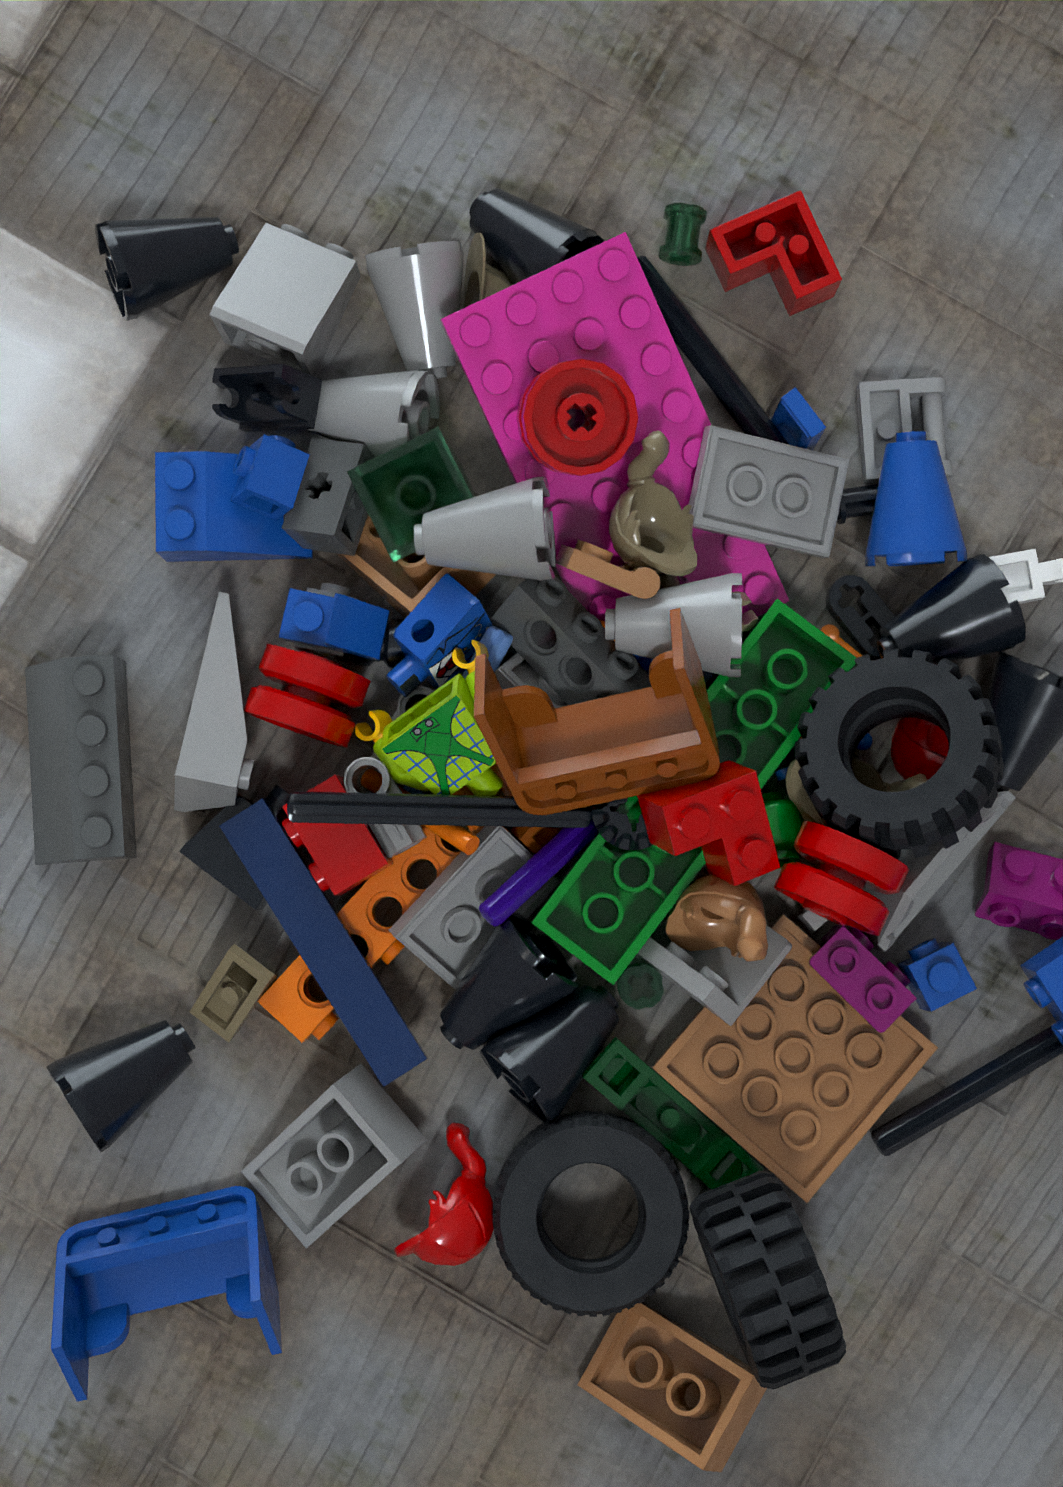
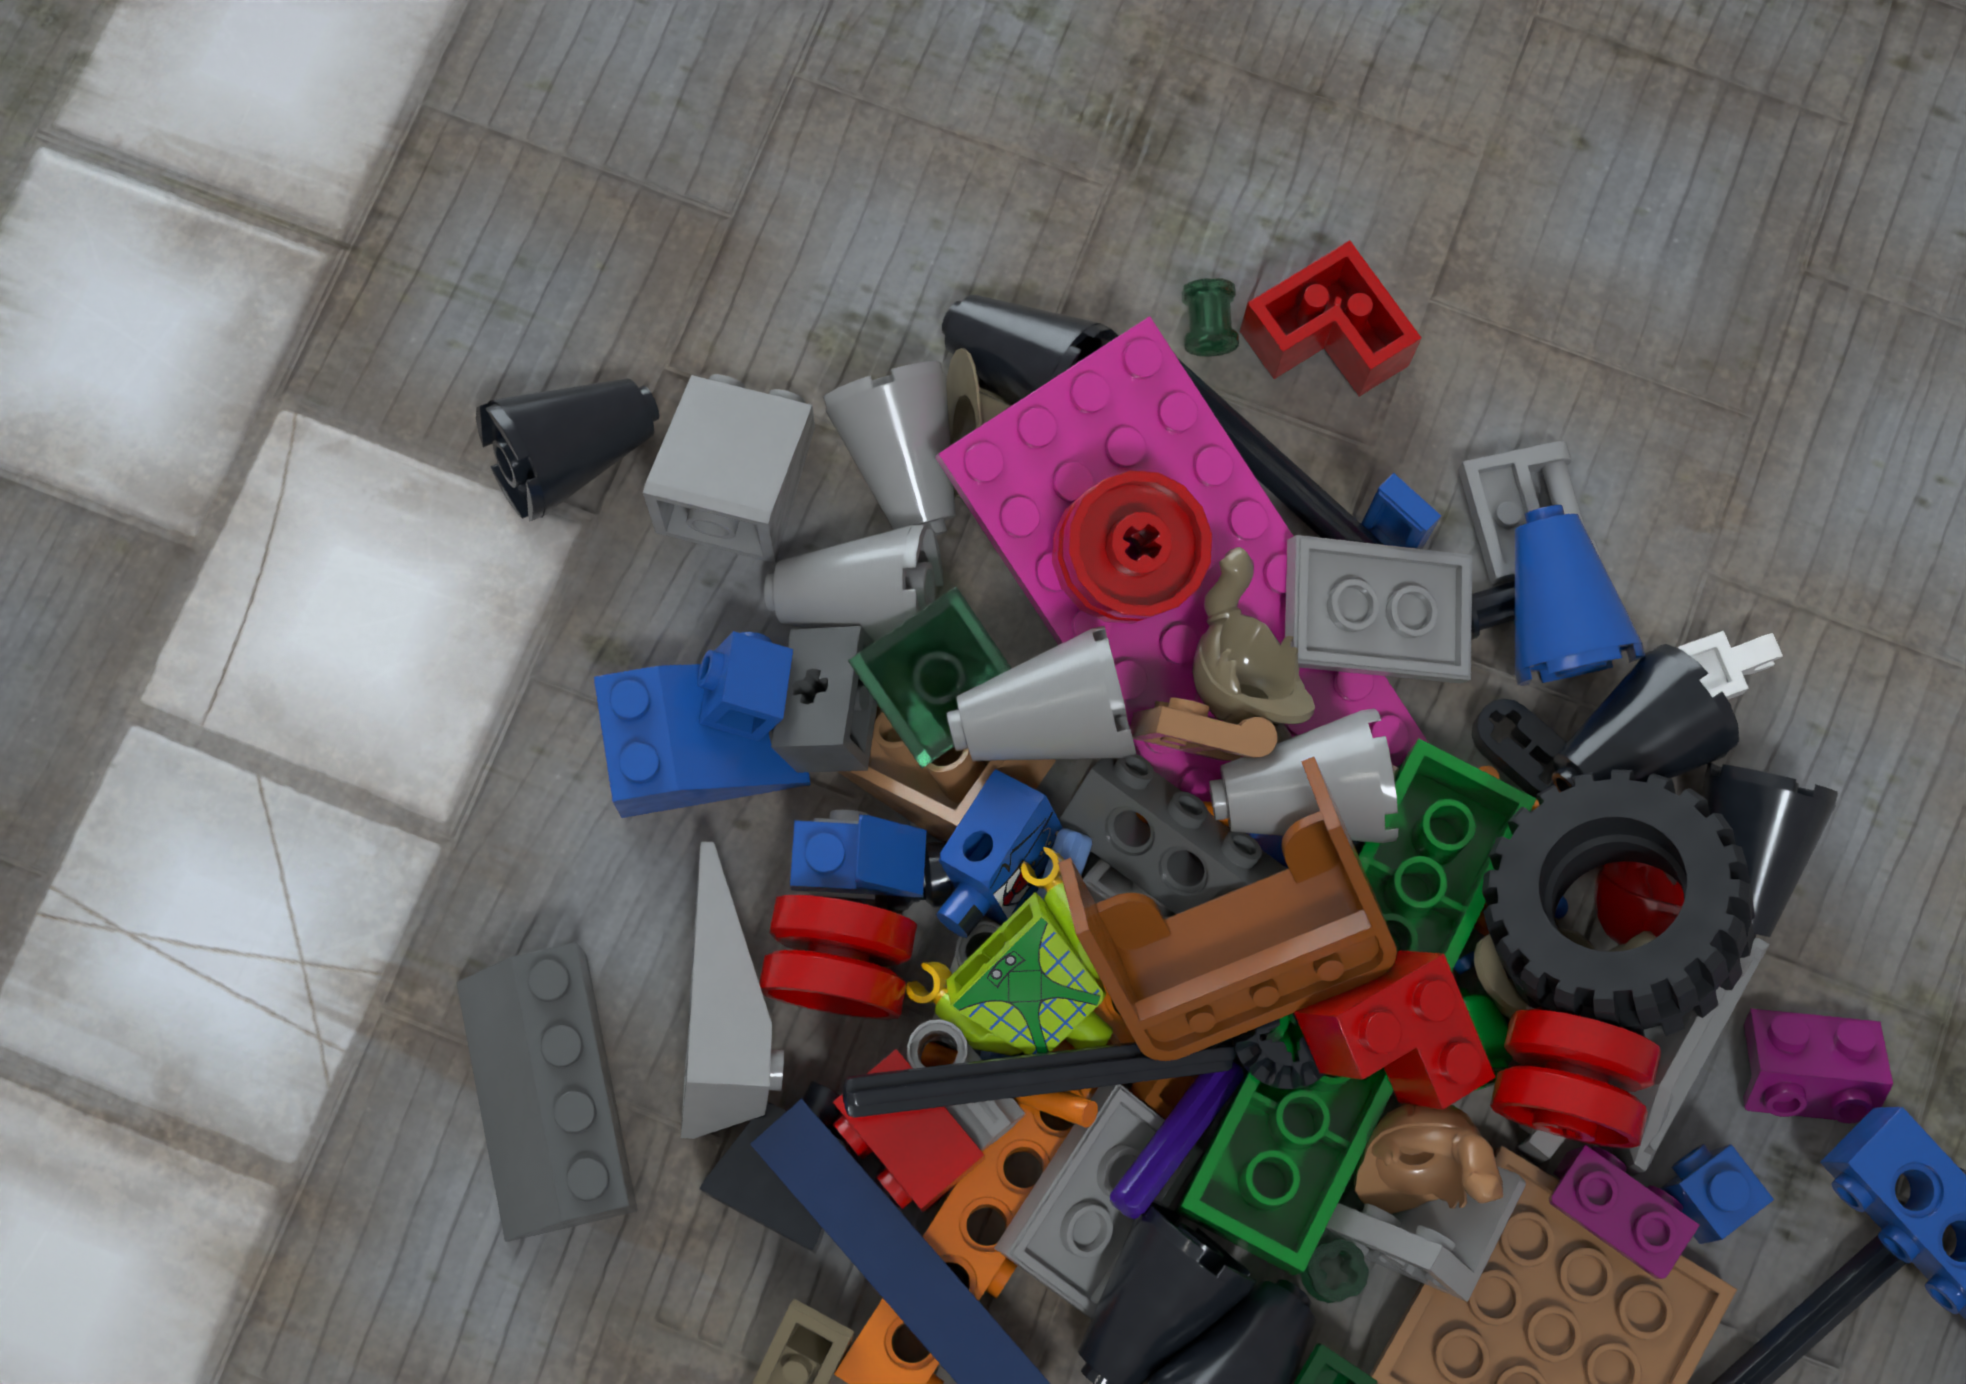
camera: 15 degrees left, 10 degrees down
(268, 397) = (727, 587): black hinge -> none

